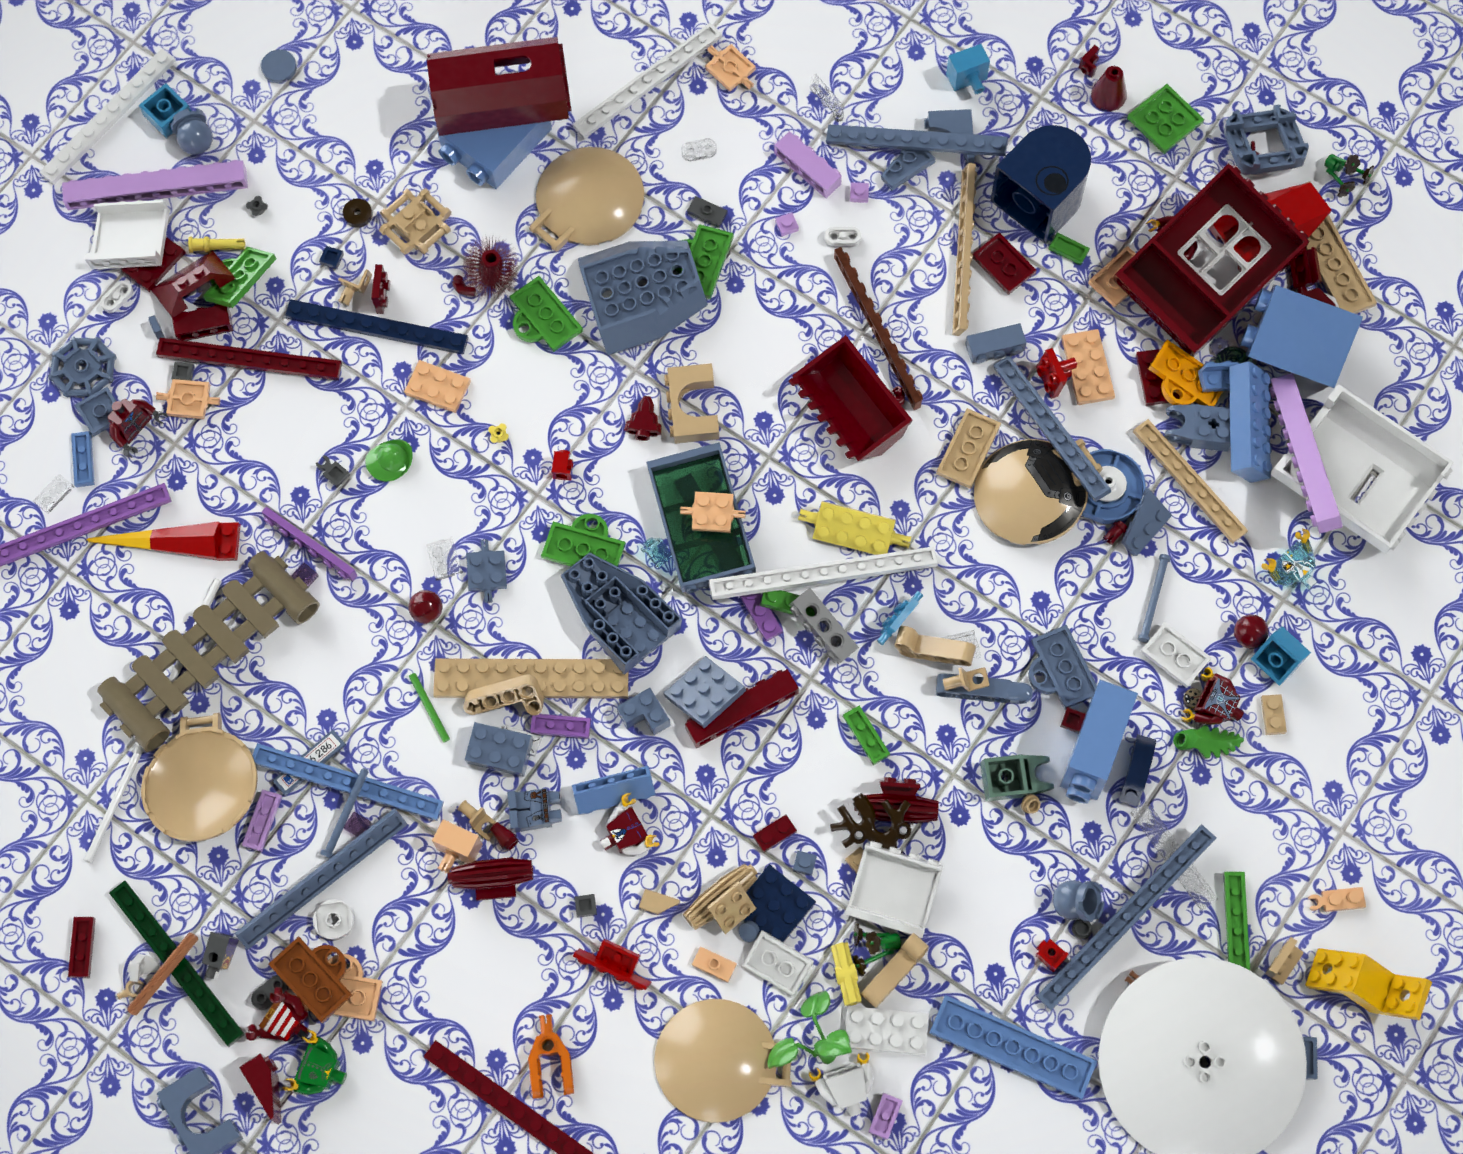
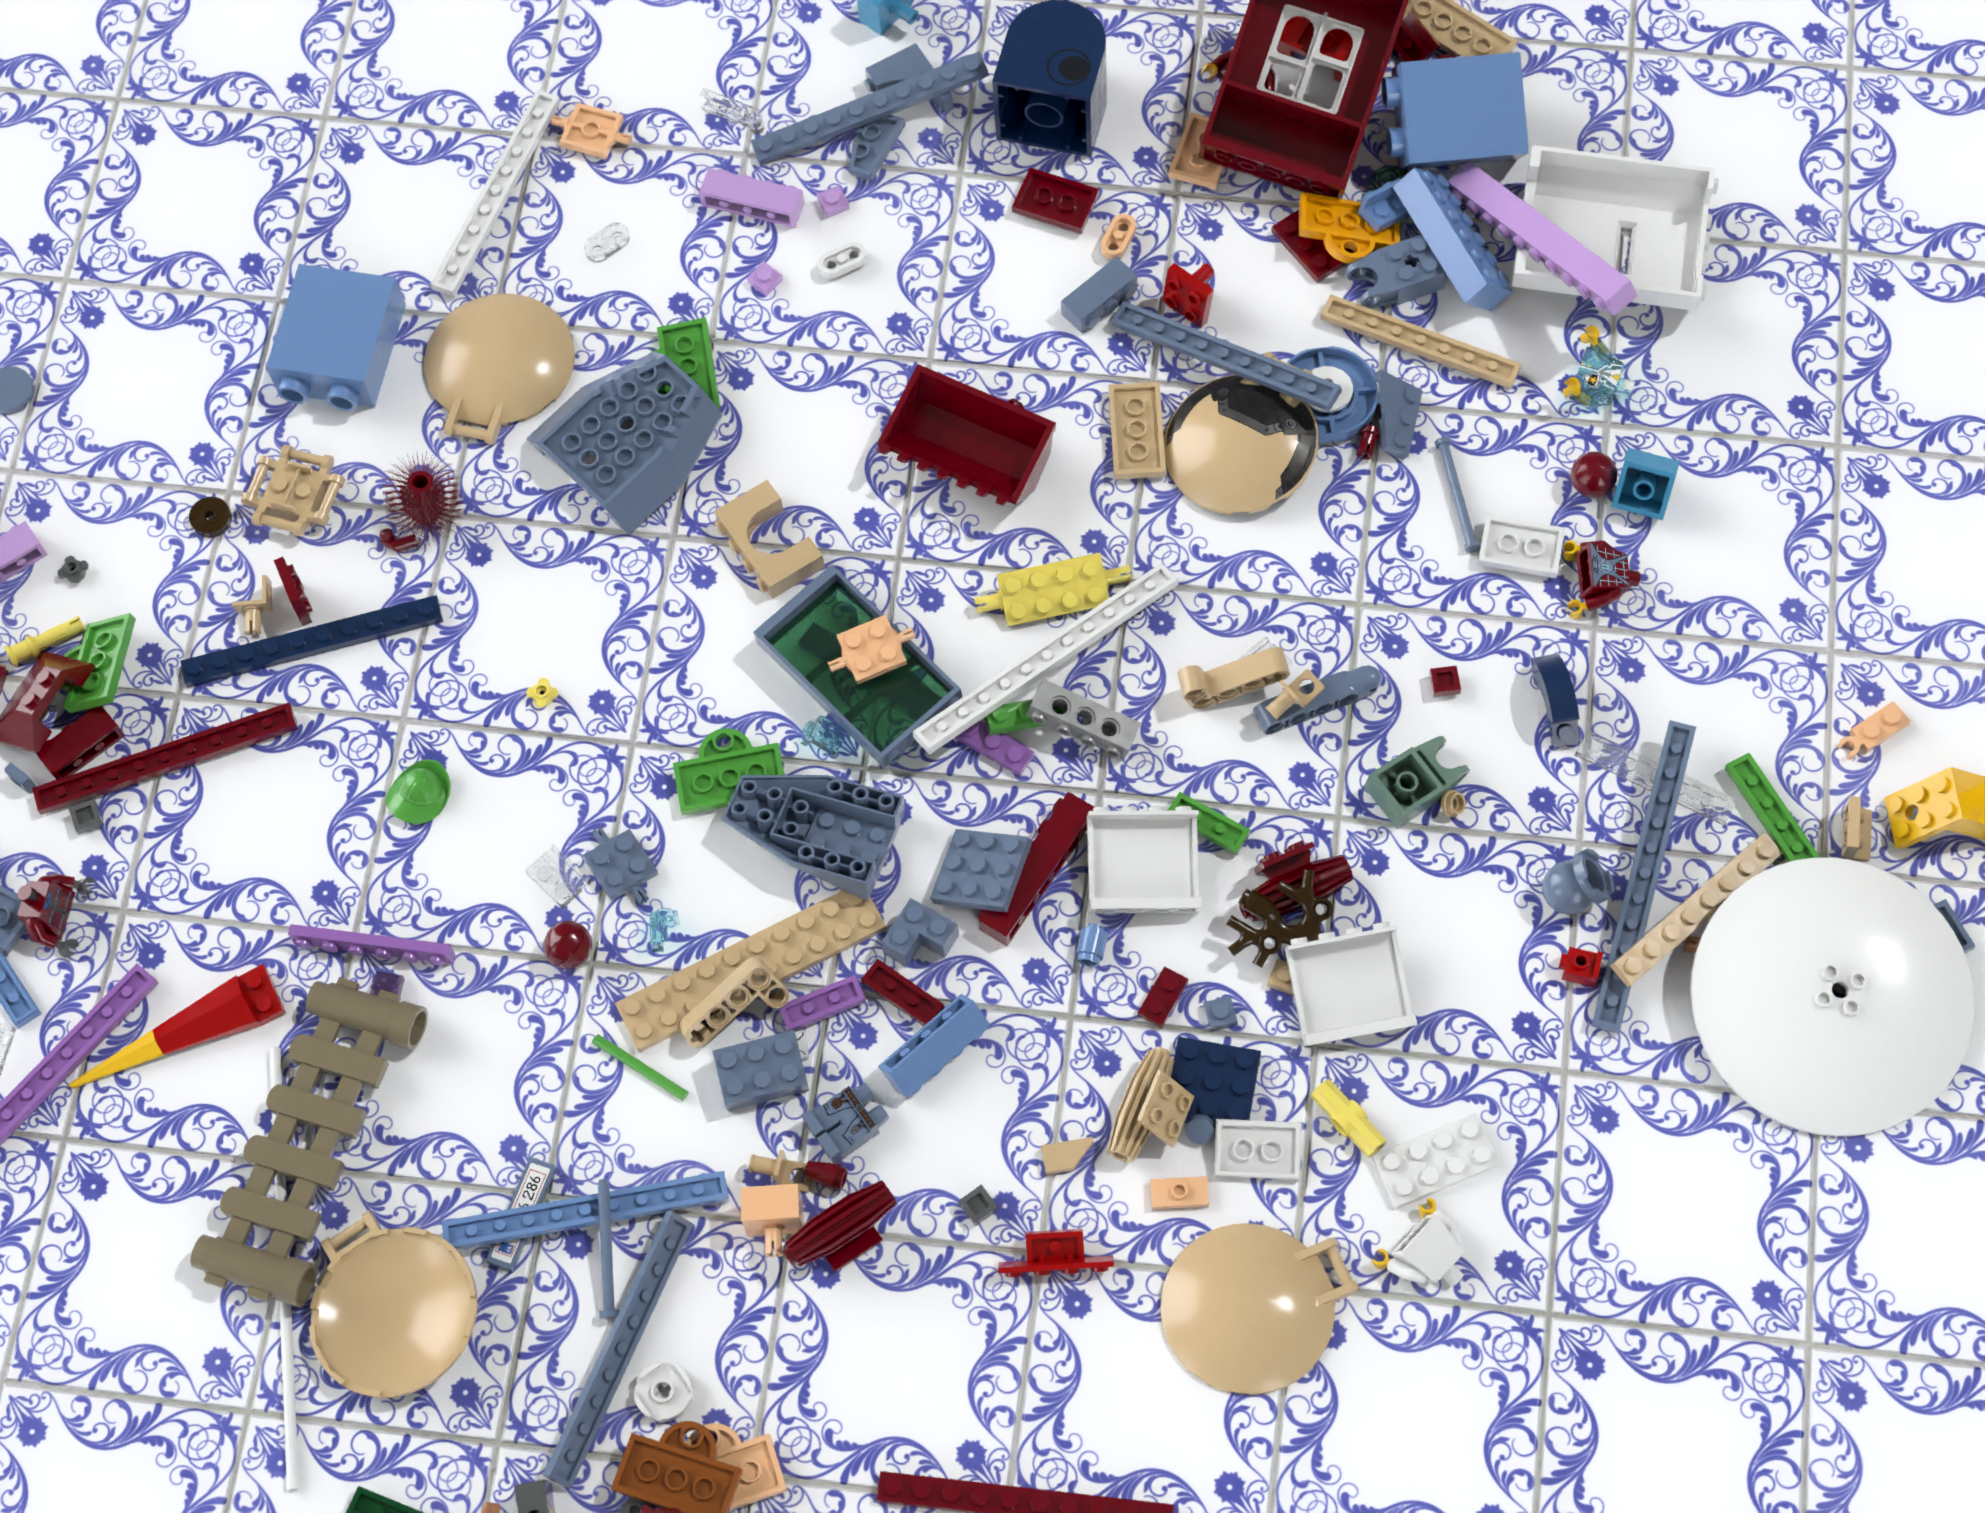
camera: 25 degrees left, 5 degrees down
(188, 399) = (111, 845): light nougat plate -> none
(262, 820) = (500, 1317): lavender plate -> none
(331, 257) = (206, 585): dark blue plate -> none
(333, 472) = (355, 843): dark grey plate -> none
(356, 824) = (627, 1258): clear purple plate -> none
(437, 386) = (431, 675): light nougat plate -> none
(473, 98) = (296, 298): dark red panel -> none
(485, 627) = (659, 927): none -> clear light blue bracket
(537, 1051) = (1046, 1397): orange piece -> none
(543, 315) = (520, 525): bright green plate -> none
(562, 465) = (646, 691): red brick -> none
(613, 745) = (901, 993): none -> dark red plate
(627, 831) = (979, 1087): torso -> none
(644, 421) = (719, 590): dark red rock -> none
(707, 211) = (657, 309): dark grey plate -> none
(748, 776) = (1091, 945): none -> medium blue brick
(809, 739) = (1143, 860): none -> white panel
(827, 1049) = (1390, 1201): bright green plant -> none
(882, 334) = (952, 348): copper plate -> none
(885, 1116) = (1495, 1263): lavender plate -> none
(888, 941) = (1365, 1060): plant -> none
(895, 970) = (1406, 1081): tan beam -> none
(901, 611) = (1169, 664): dark azure plate -> none
(964, 254) = (999, 207): tan plate -> none
(1013, 1047) = (1599, 1099): medium blue plate -> none
(1030, 310) = (1116, 238): none -> light nougat plate
(1062, 668) = (1397, 628): sand blue plate -> none
(1069, 248) = (1122, 148): bright green tile -> none
(1081, 929) = (1598, 917): dark grey plate -> none
(1091, 377) = (1235, 279): light nougat plate -> none
(1098, 742) = (1495, 684): medium blue brick -> none
(1147, 957) = (1695, 910): none -> tan plate
(1191, 697) = (1569, 586): dark tan tile -> none
(1207, 741) = (1617, 626): bright green plant -> none
(1273, 714) = (1674, 558): tan plate -> none

